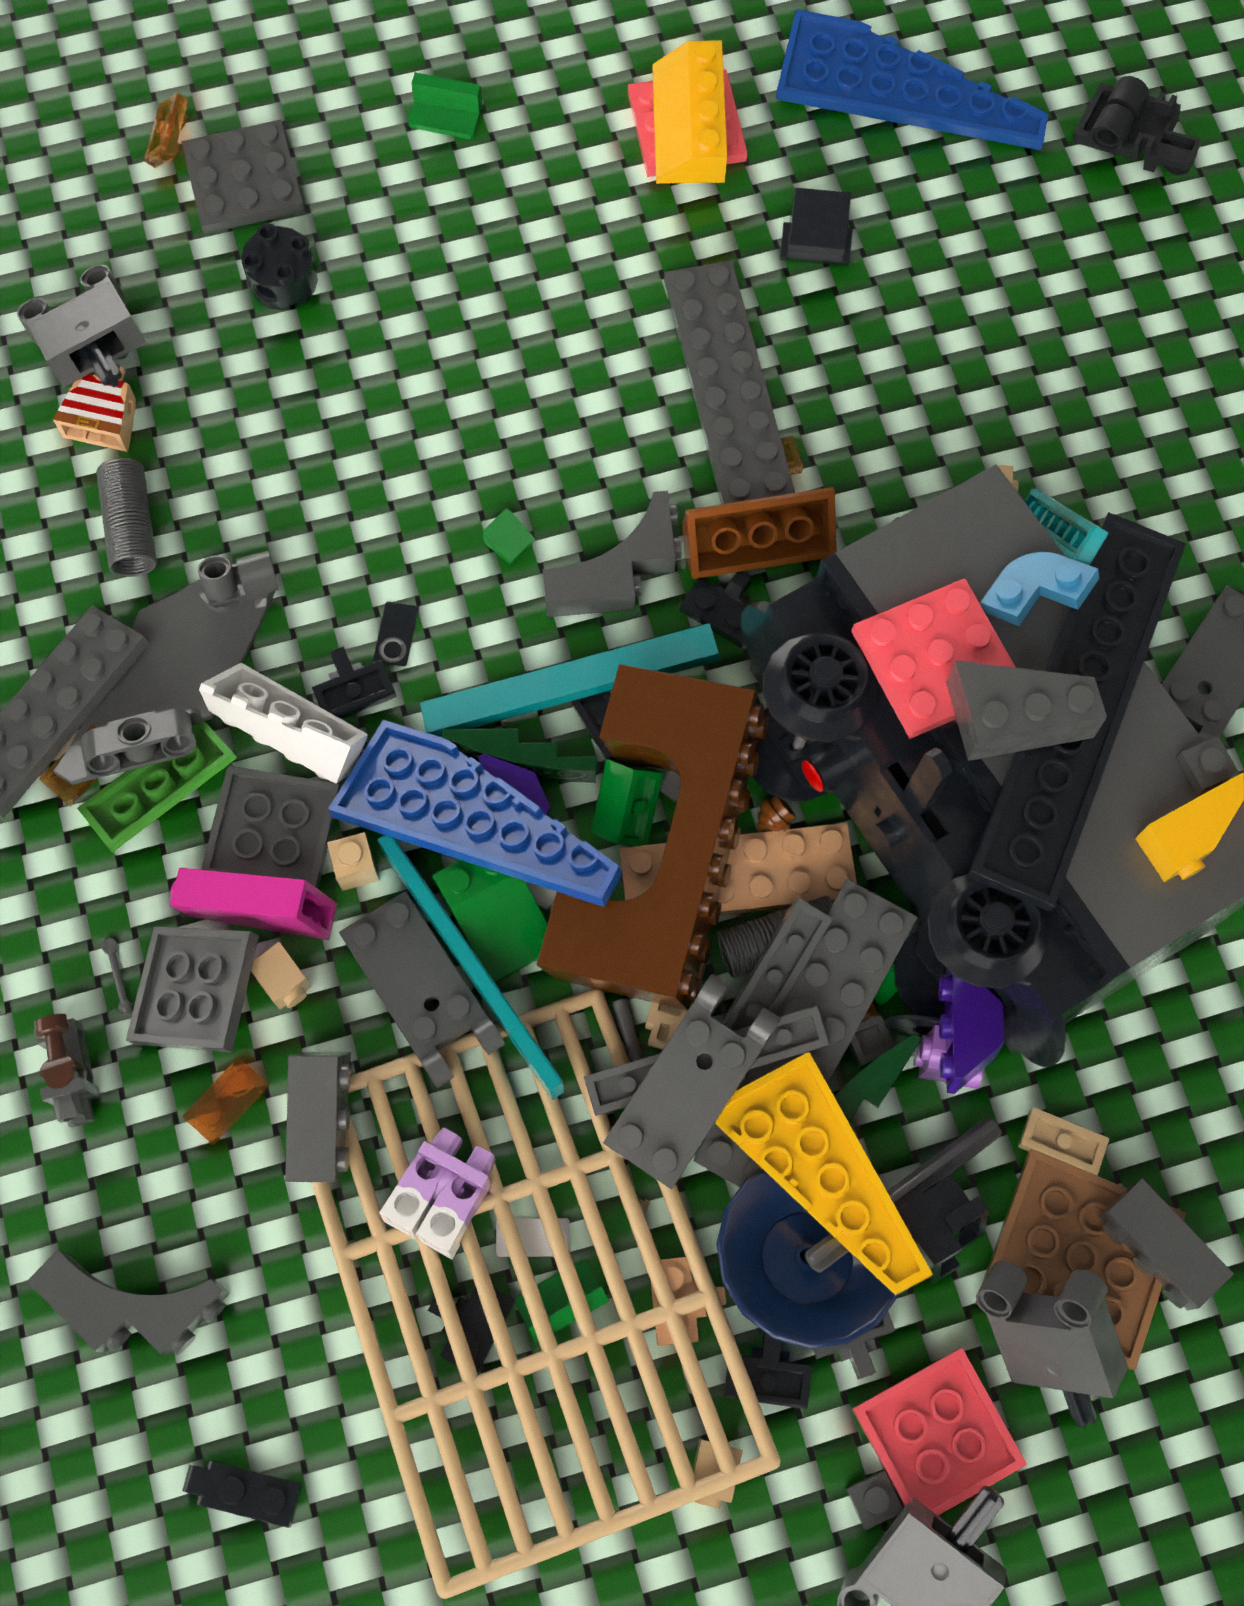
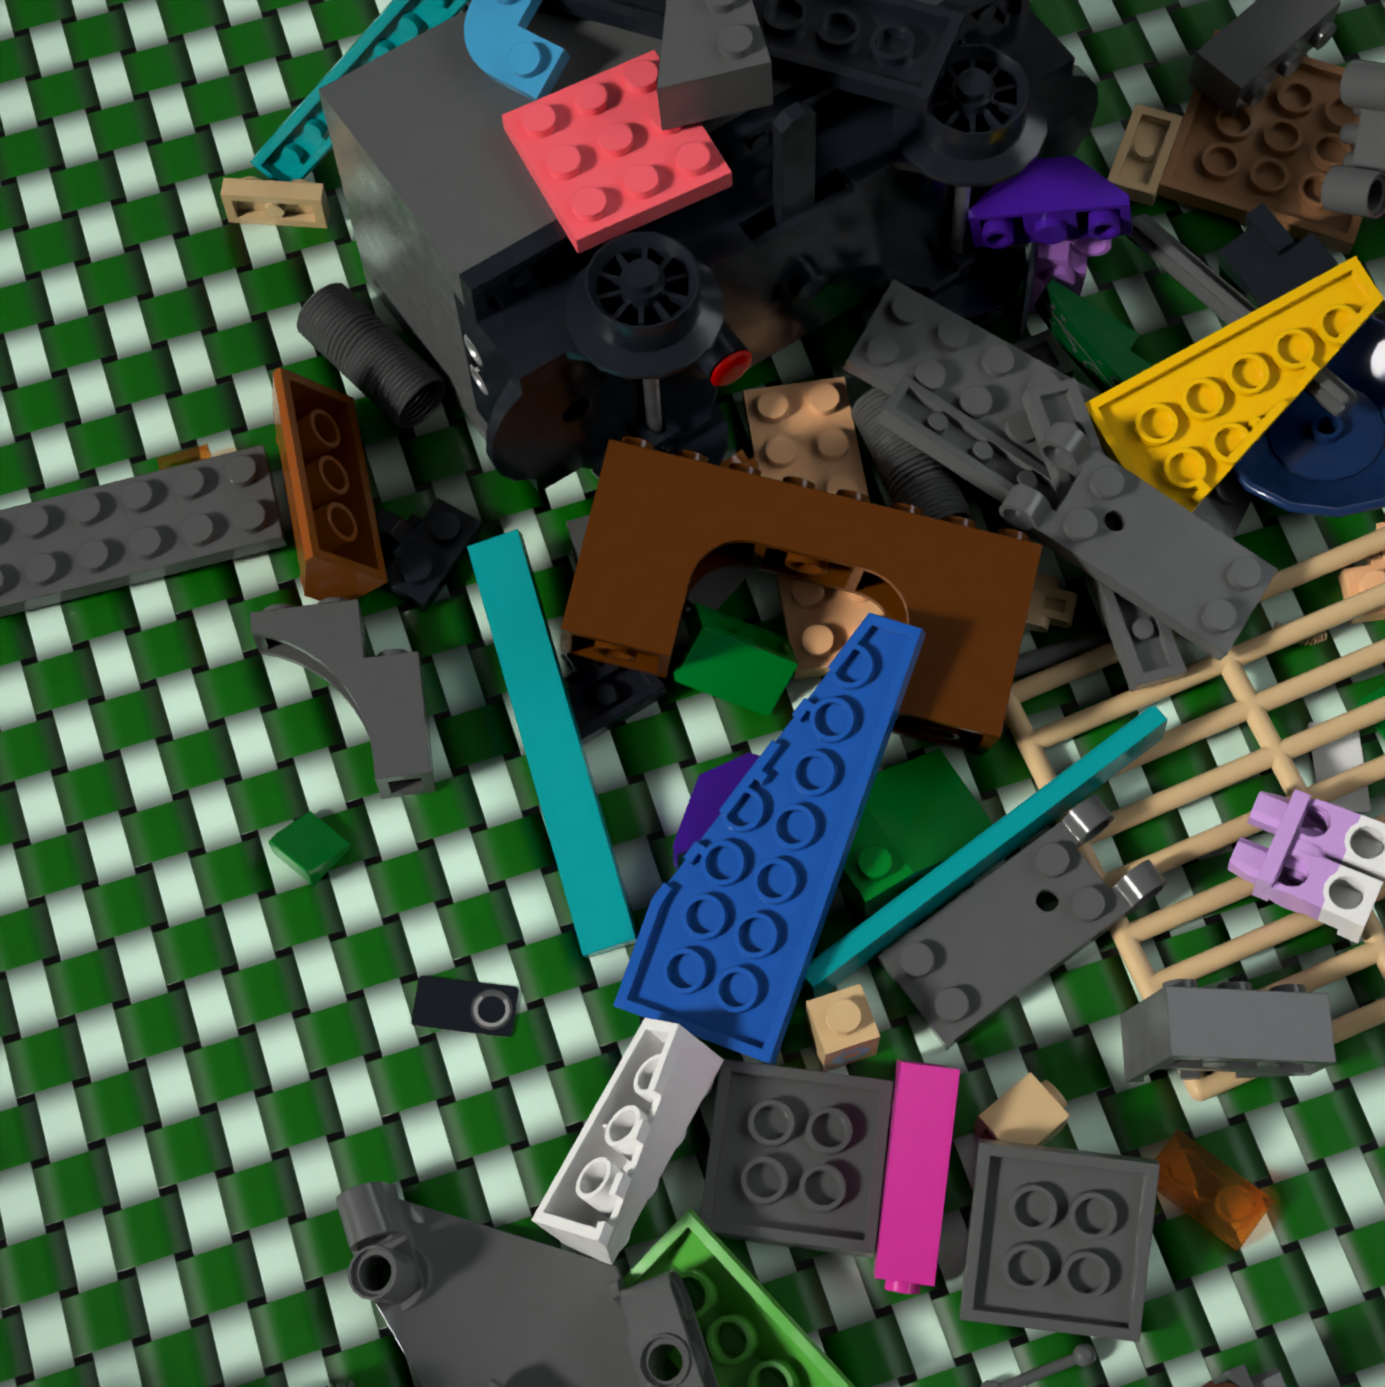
camera: 90 degrees left, 5 degrees down
(353, 686) = (559, 1055): black hinge -> none
(535, 757) = (659, 818): dark green slope -> none

